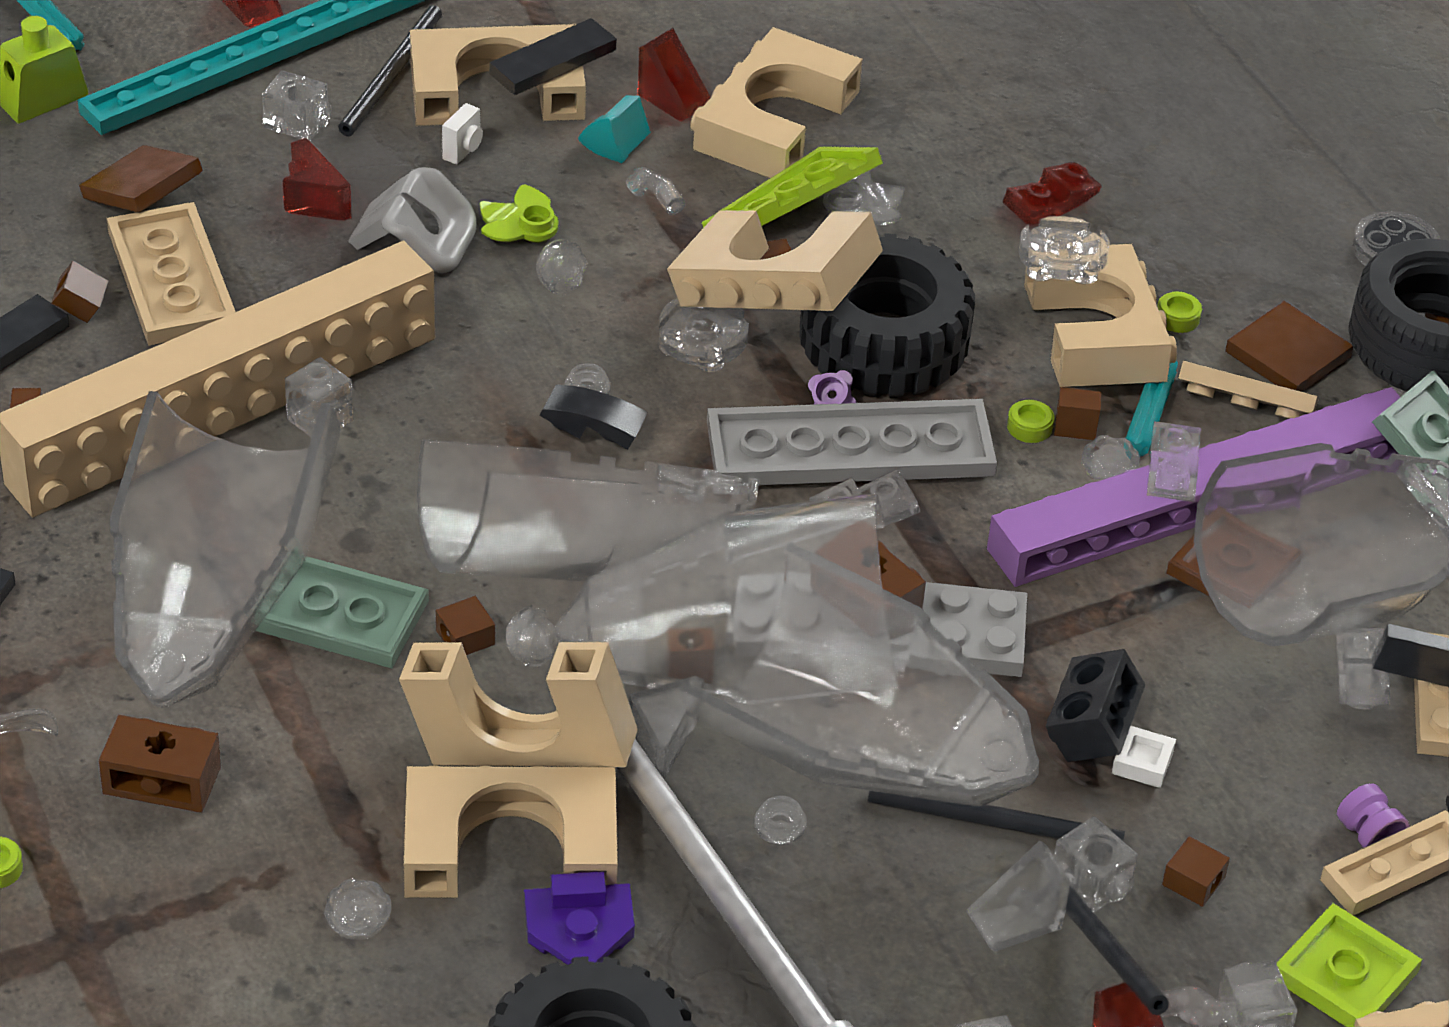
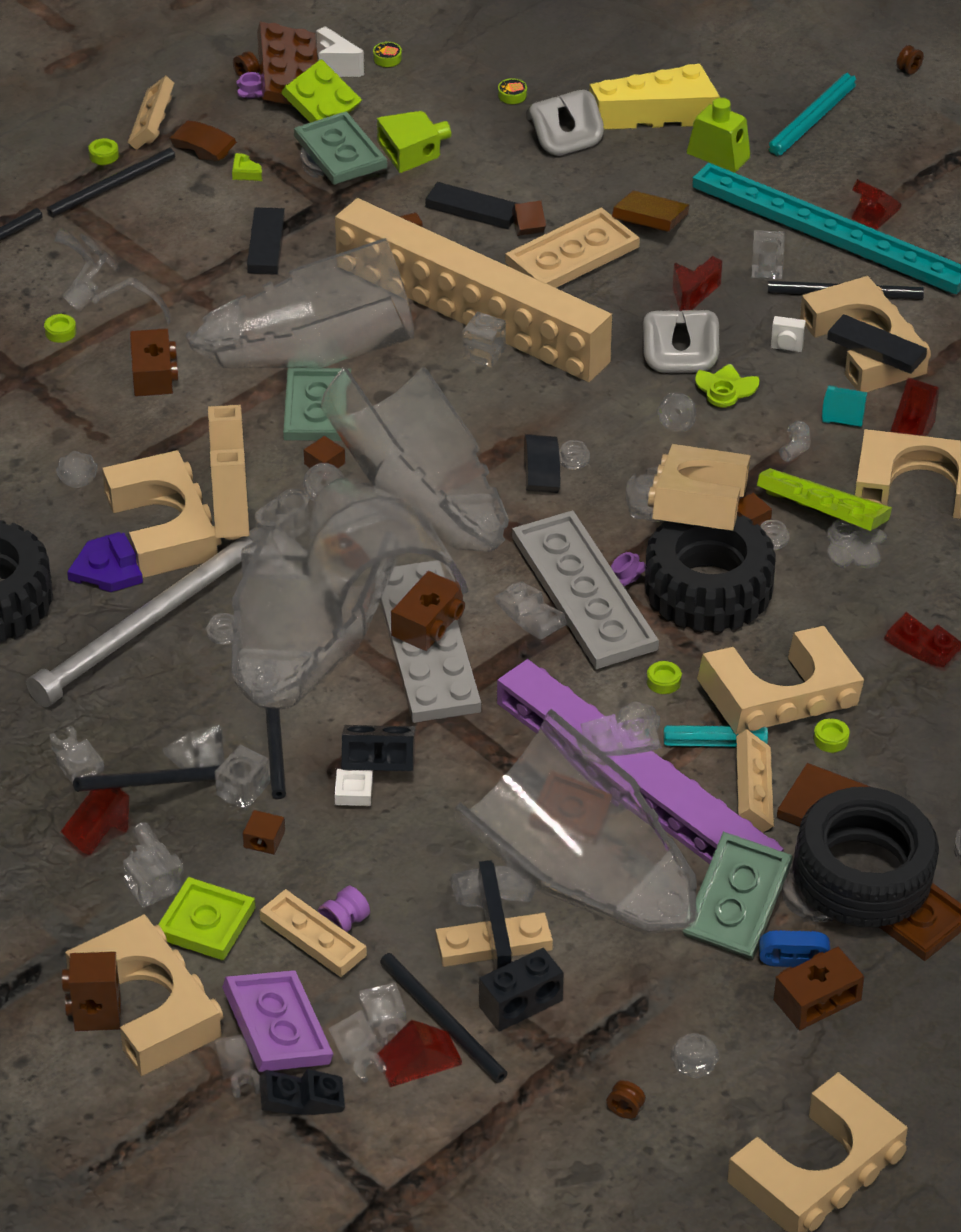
camera: 75 degrees right, 0 degrees up
(1063, 250) = (828, 647): clear plate -> none
(1077, 413) = (676, 694): reddish brown piece -> none

